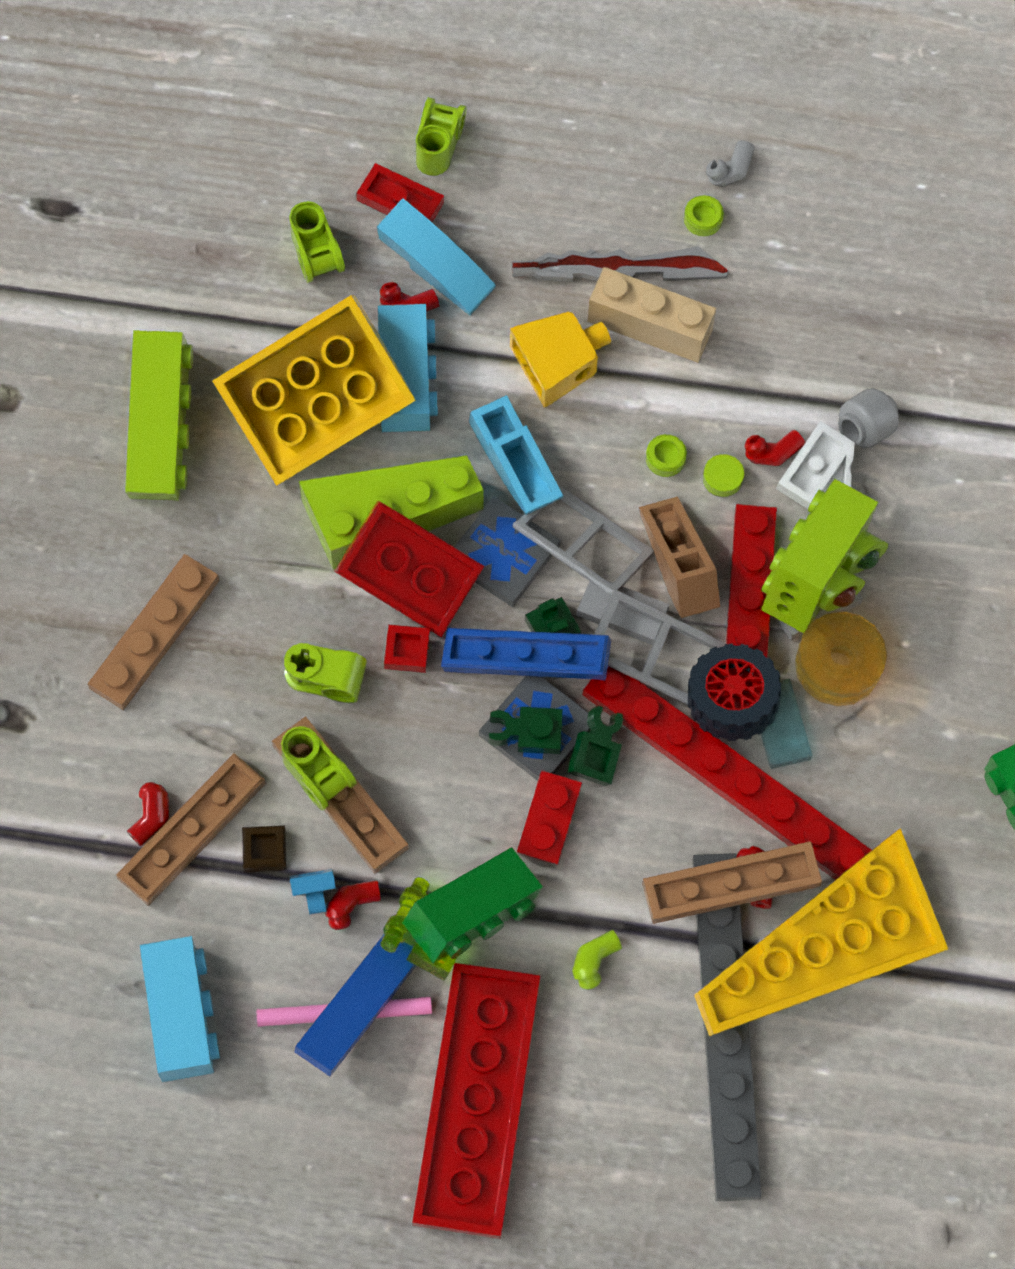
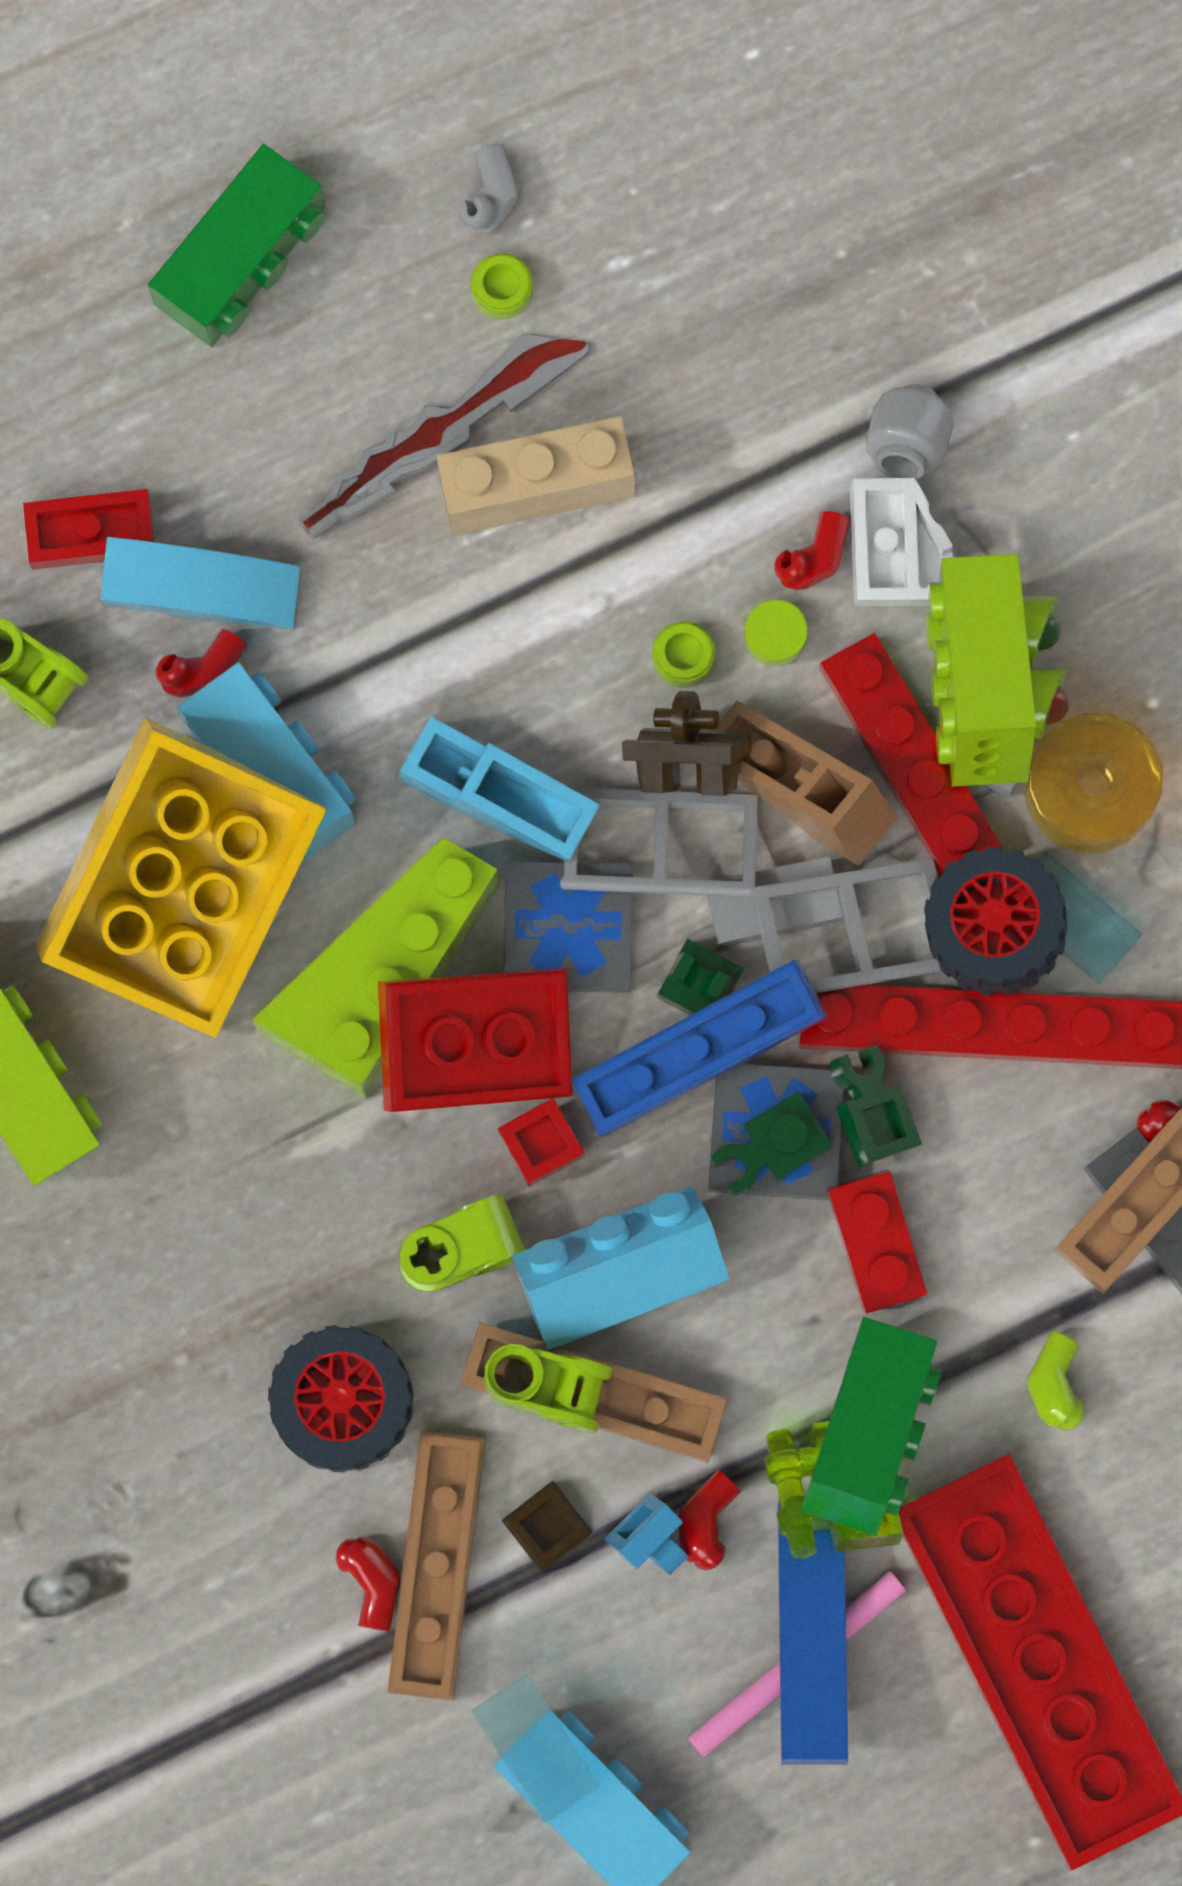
camera: 30 degrees left, 10 degrees up
(153, 632) = (198, 1340): medium nougat plate -> none
(168, 949) = (535, 1748): none -> clear light blue tile
(204, 708) = (340, 1398): none -> black wheel
(400, 735) = (620, 1267): none -> medium azure brick
(438, 130) = (74, 398): lime piece -> none
(557, 353) = (451, 610): yellow torso -> none
(579, 109) = (239, 246): none -> green brick
(642, 509) = (662, 750): none -> dark brown hips

